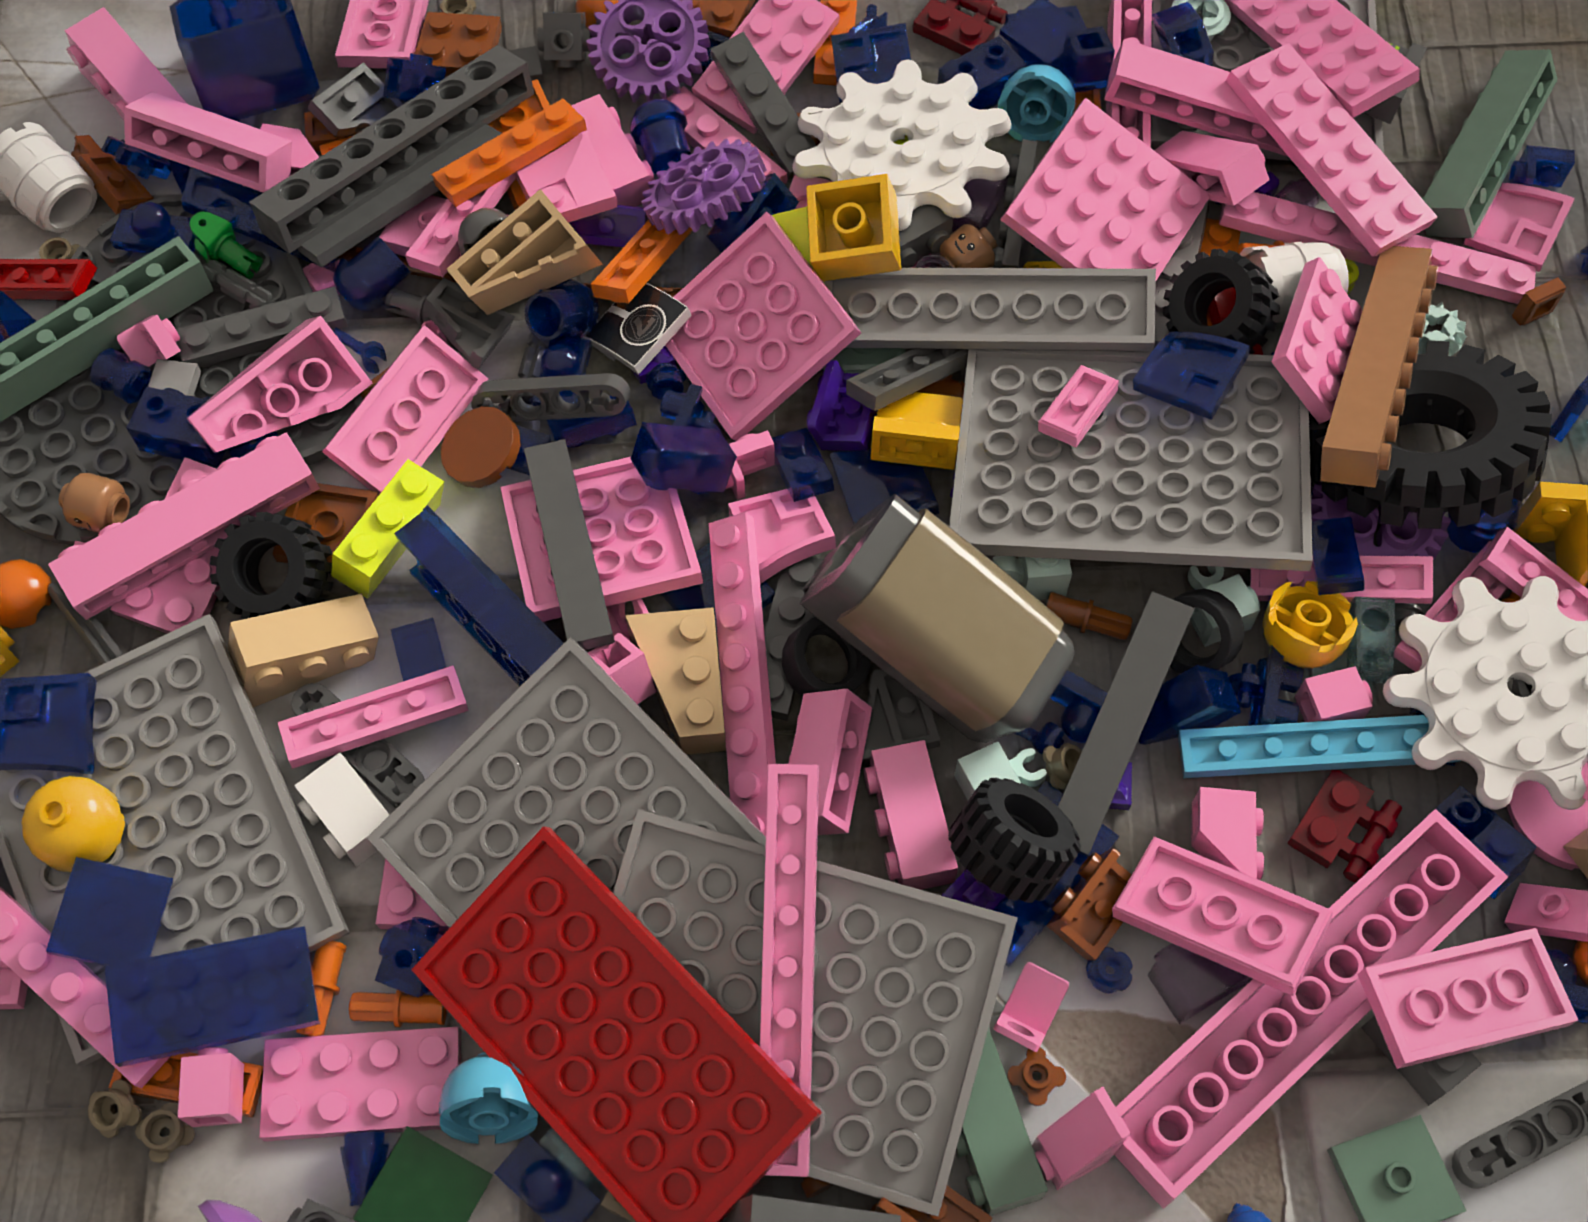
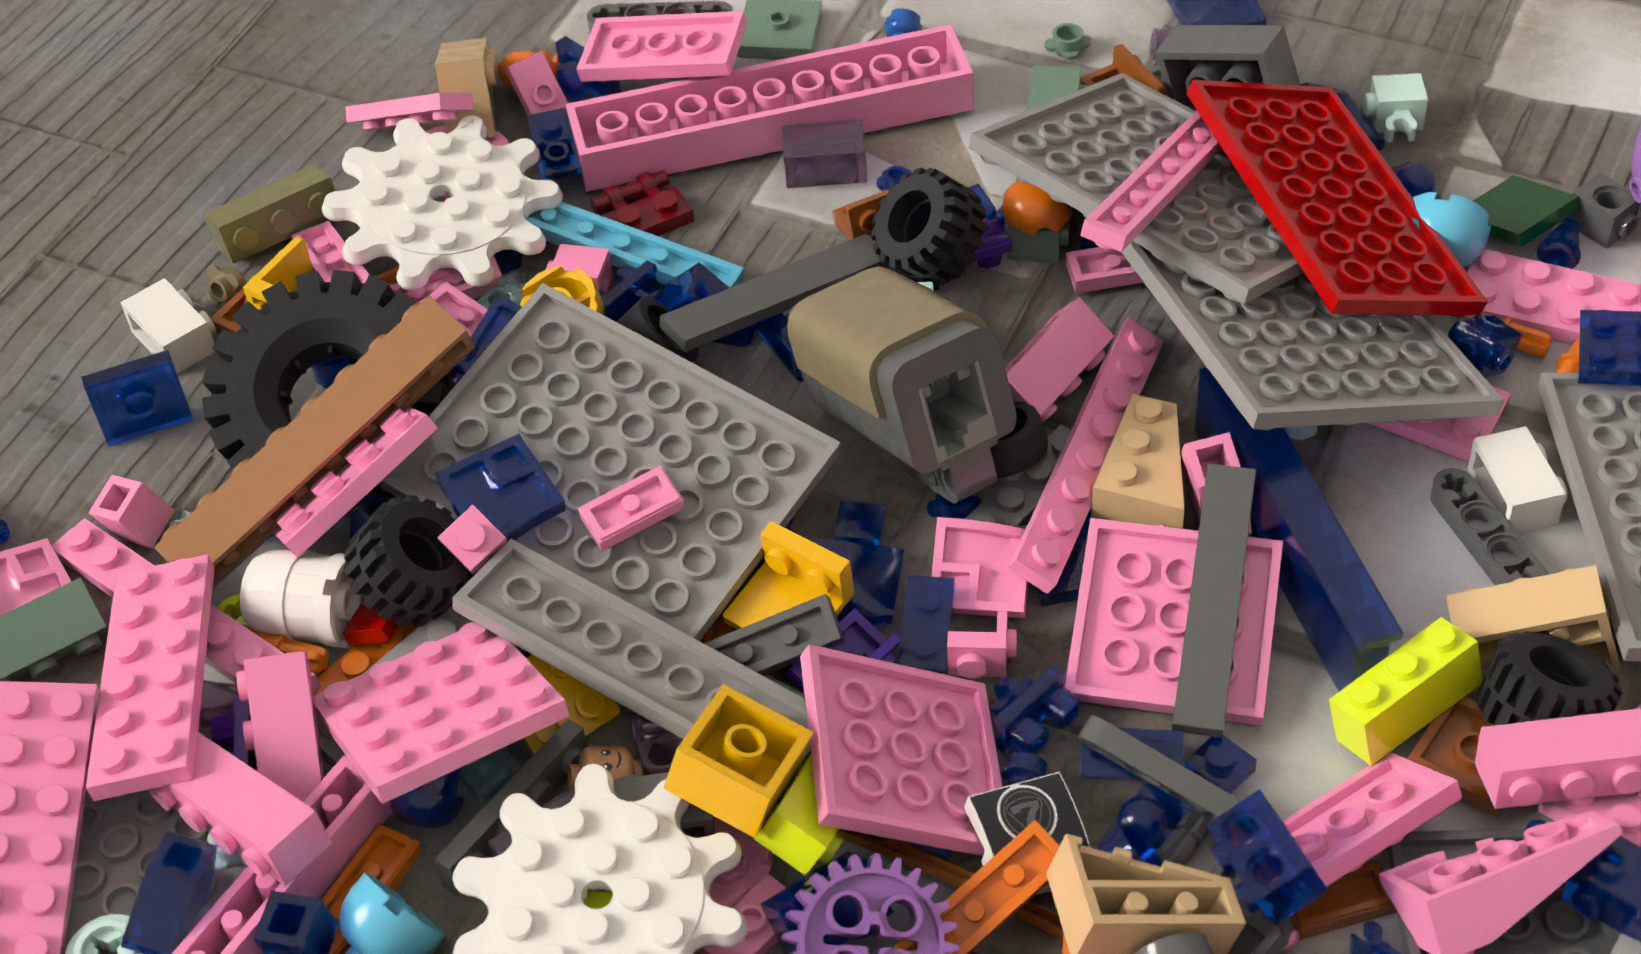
camera: 150 degrees left, 15 degrees down
(372, 716) = (1471, 529): bright pink plate -> none
(418, 648) = (1406, 586): clear blue tile -> none
(447, 321) = (1267, 856): none -> clear blue brick
(480, 447) = (1271, 759): dark orange tile -> none
(683, 458) = (1055, 629): clear blue brick -> none
(911, 816) = (1000, 297): bright pink brick -> none
(1032, 1006) = (980, 174): bright pink bracket -> none
(1080, 1140) = (995, 74): bright pink slope -> none
(1179, 320) = (472, 539): none -> bright pink plate
(1223, 915) = (795, 152): bright pink plate -> none
(1227, 828) = (739, 224): bright pink slope -> none
(1494, 300) = (132, 511): none -> bright pink brick
(1539, 301) = (76, 504): dark orange tile -> none

